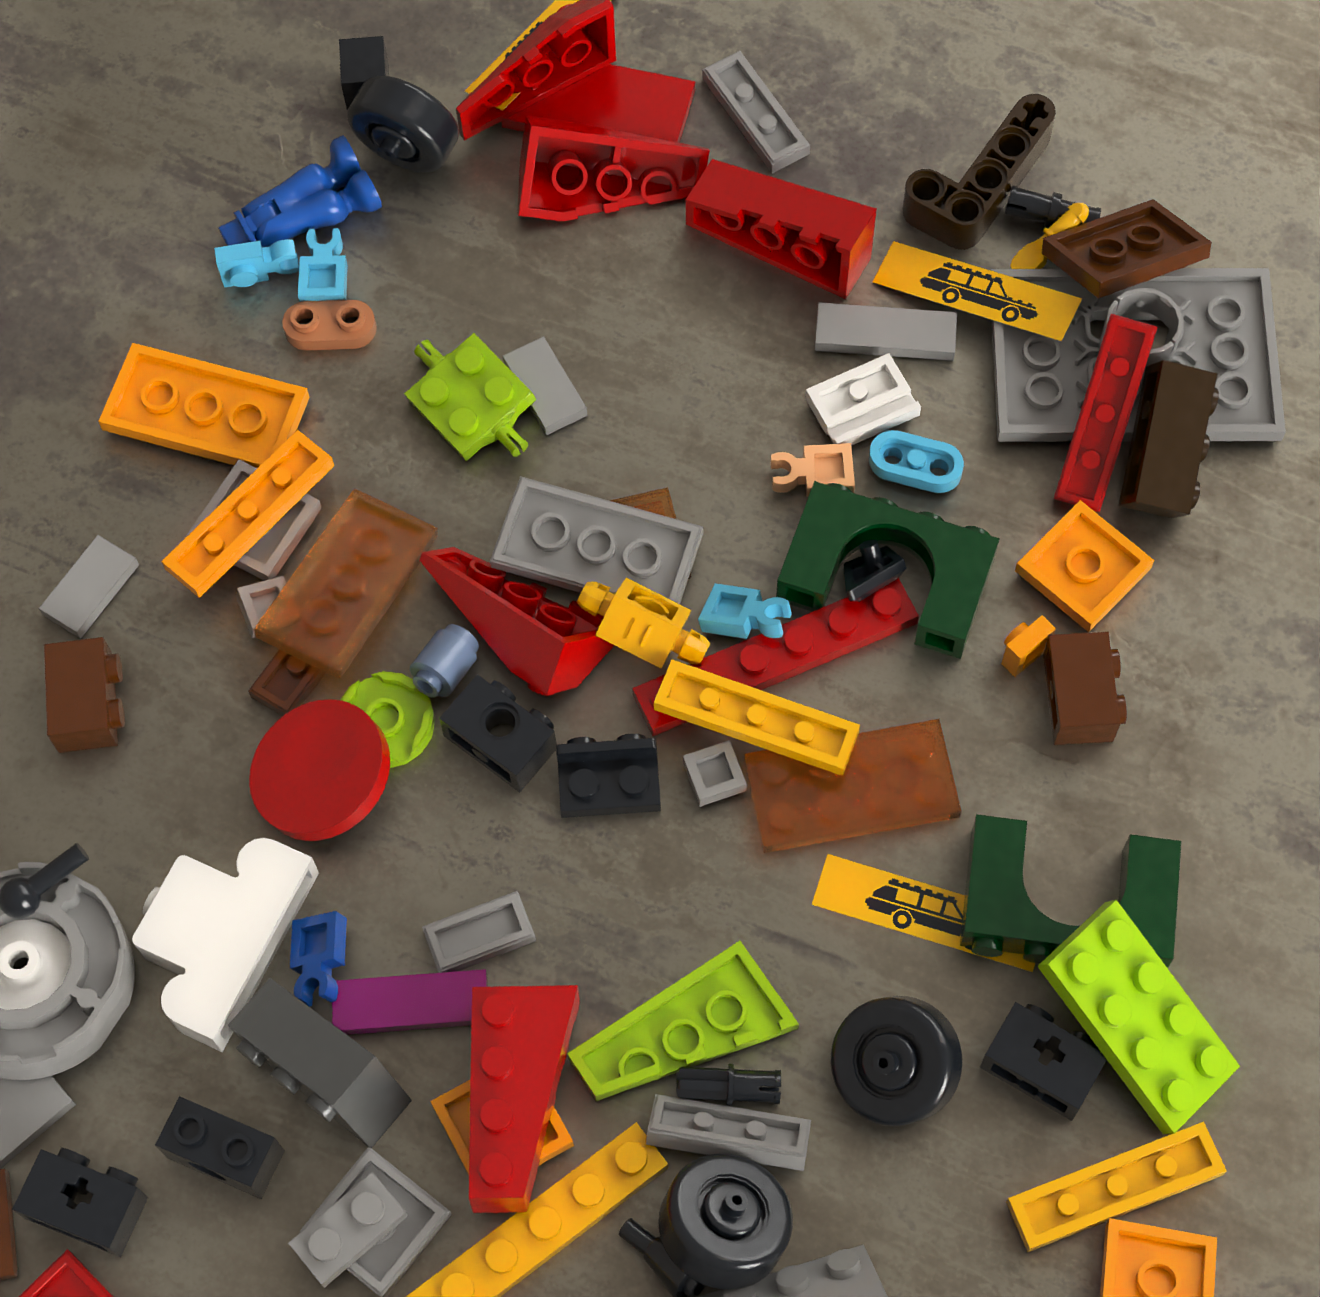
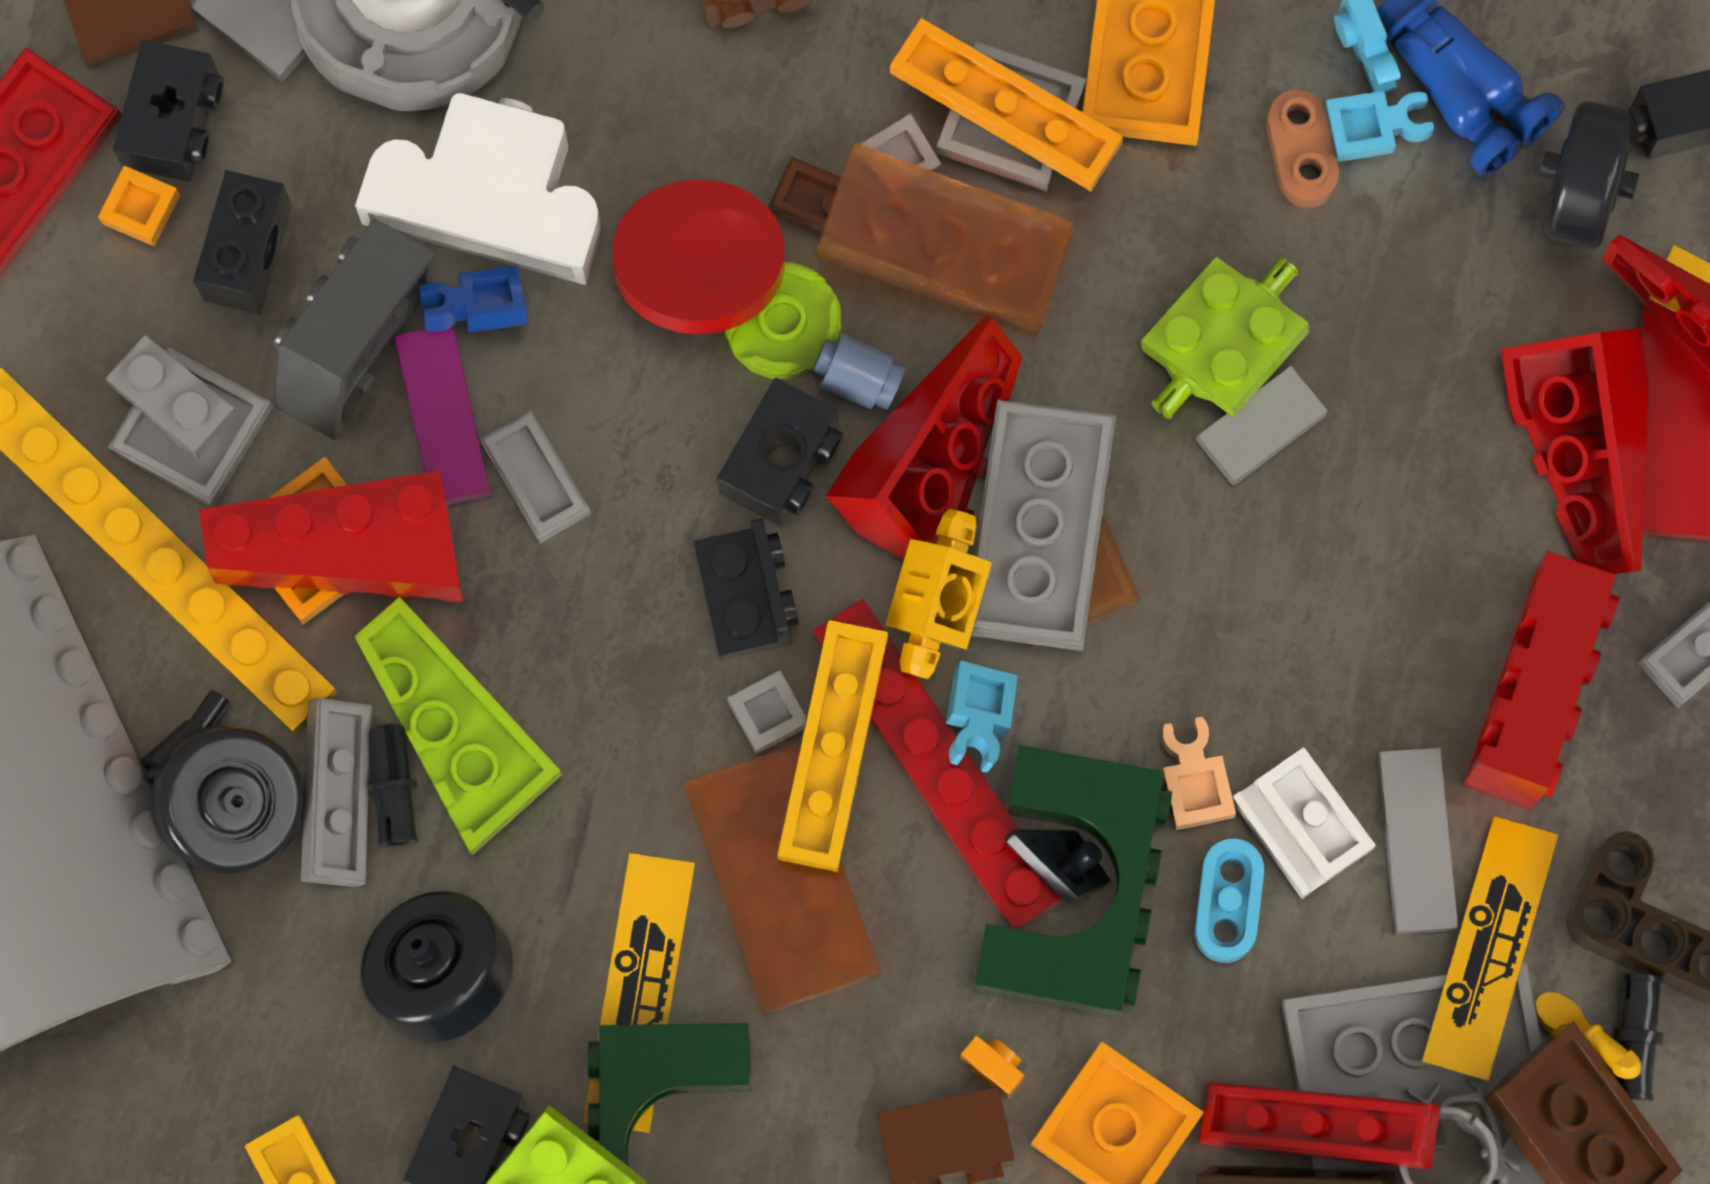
camera: 80 degrees right, 10 degrees up
(163, 1240) = (139, 206): none -> light orange plate

